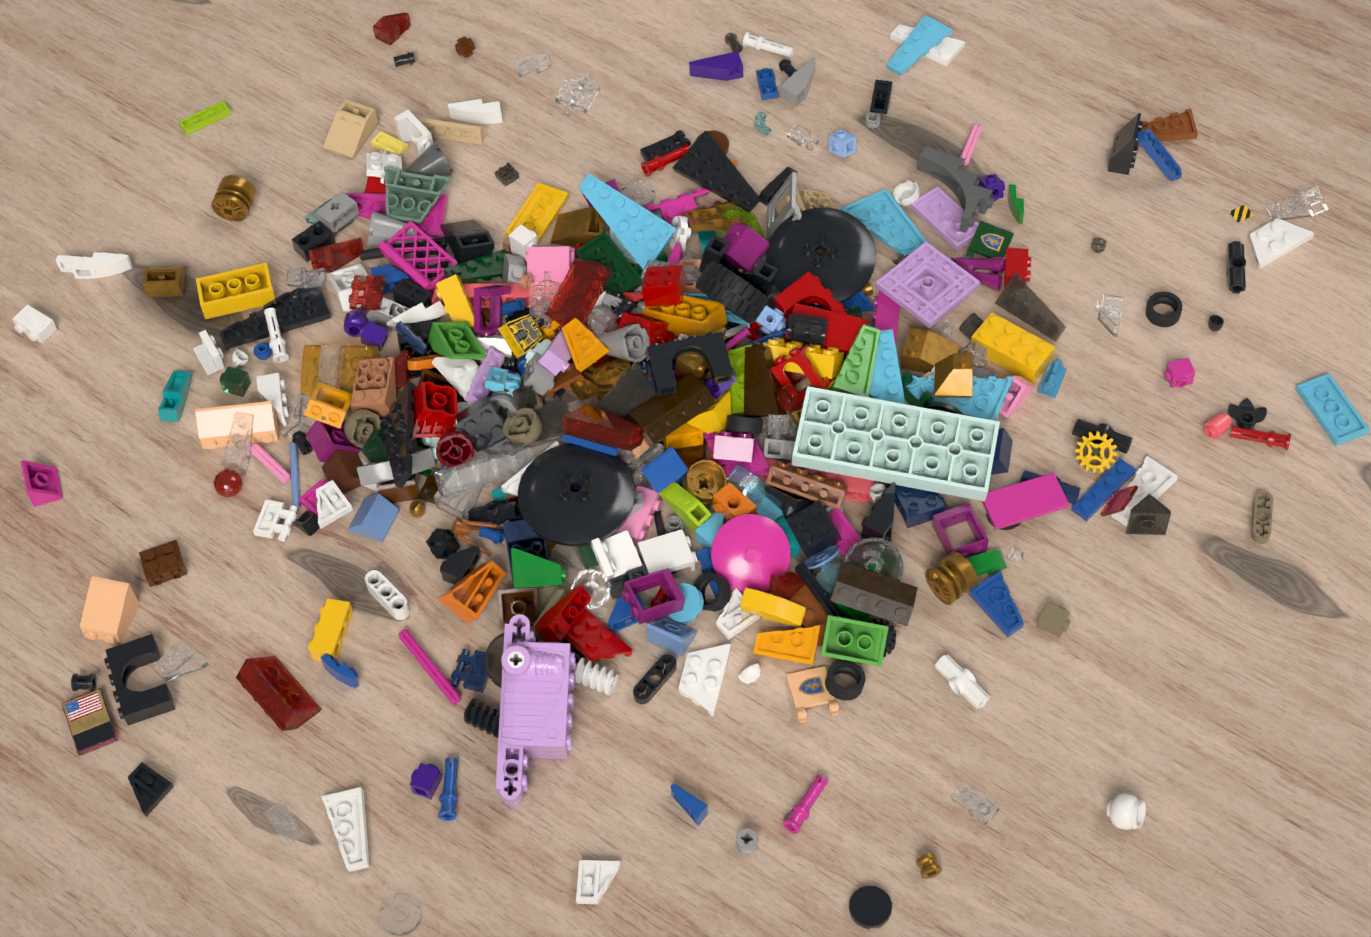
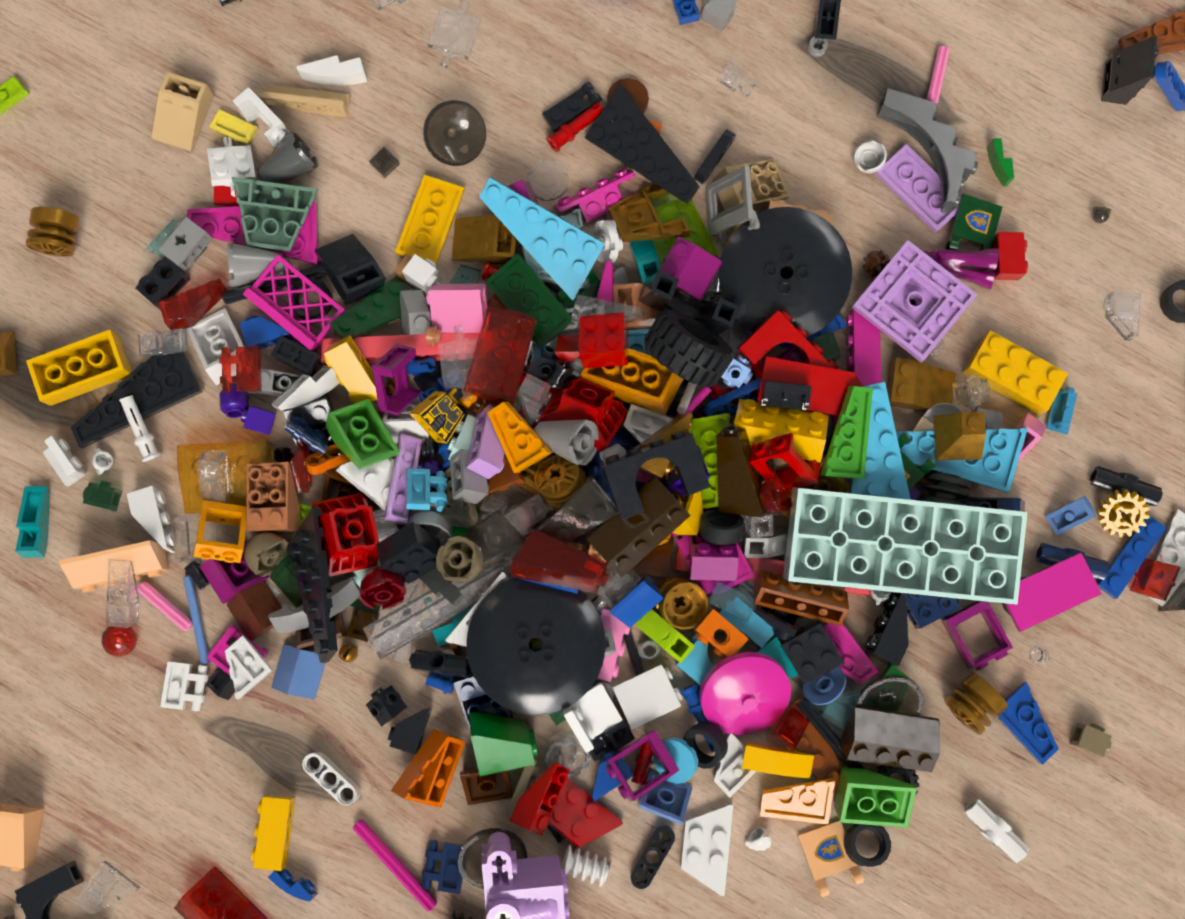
camera: 10 degrees left, 25 degrees up
(163, 563) = (61, 756): reddish brown plate -> none
(265, 354) = (132, 452): blue plate -> none
(463, 527) = (405, 688): dark orange plant -> none
(568, 144) = (468, 130): none -> clear smoke dish
(759, 124) = (681, 62): clear light blue arm -> none
(842, 143) = (786, 89): light blue brick -> none
(887, 222) = (854, 203): medium azure wing -> none
(970, 325) = (964, 343): clear smoke slope -> none
(987, 562) = (1007, 671): green slope -> none
(993, 183) = (972, 138): dark purple brick -> none
(1028, 307) = (1029, 314): clear smoke wing -> none
(1051, 452) = (1071, 515): none -> medium blue slope

